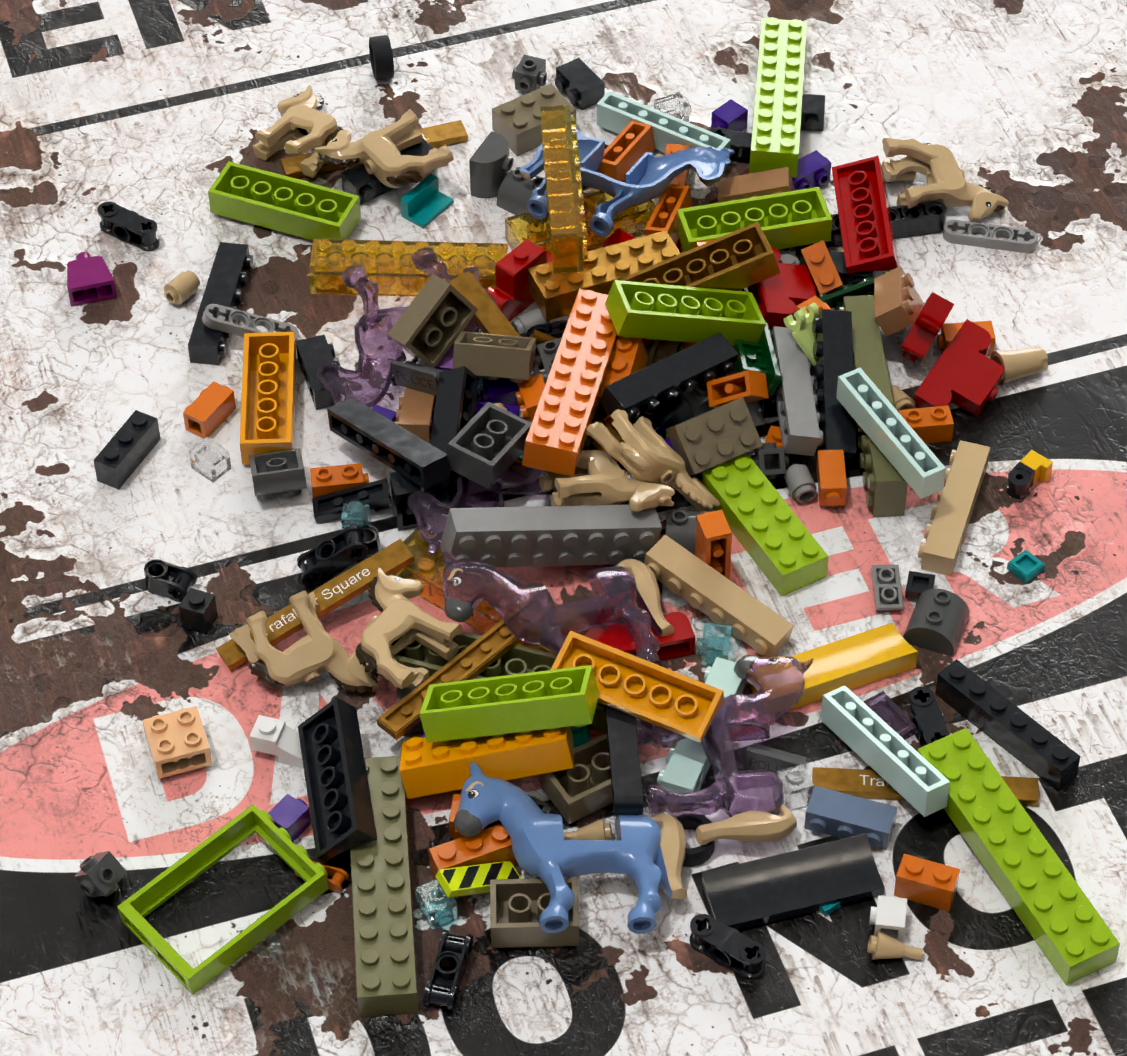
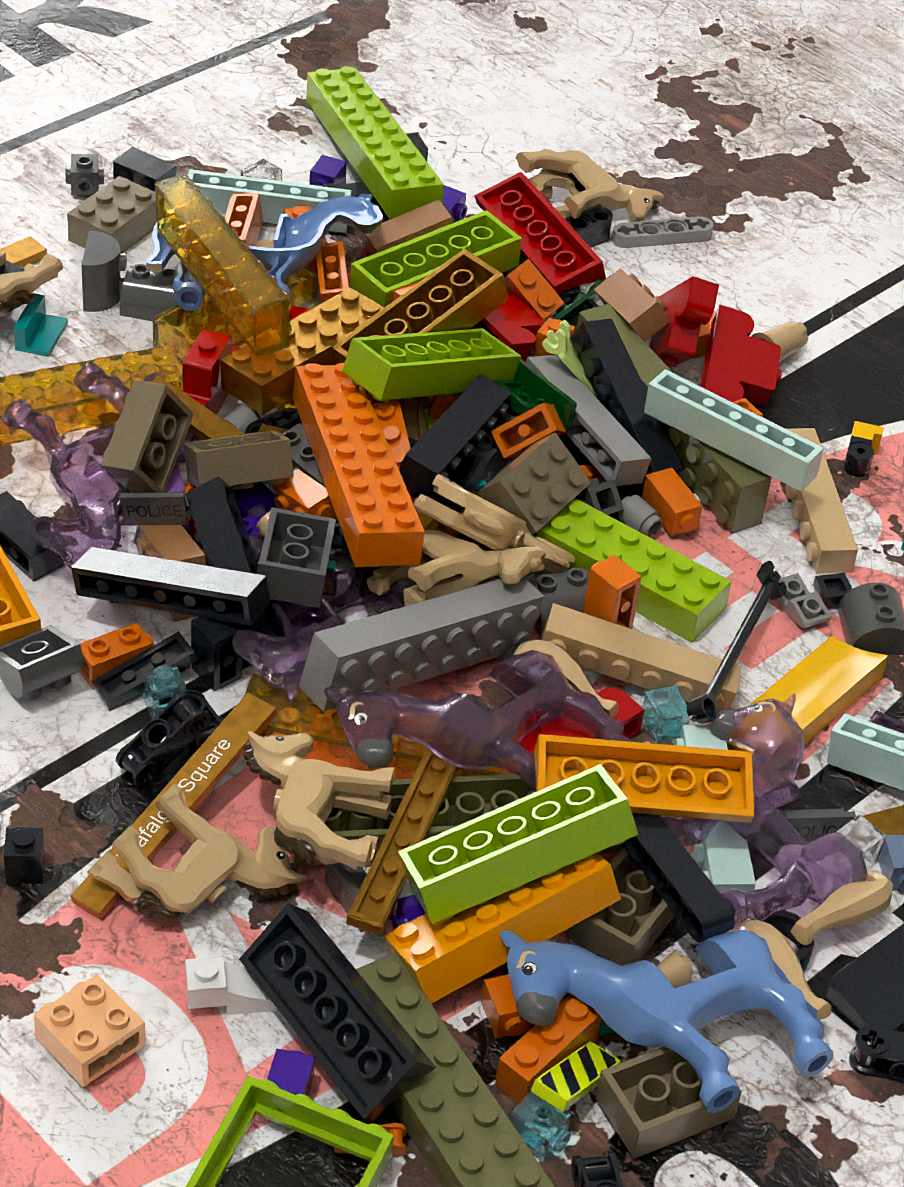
camera: 30 degrees left, 5 degrees down
(861, 567) = (704, 707): none -> black hinge

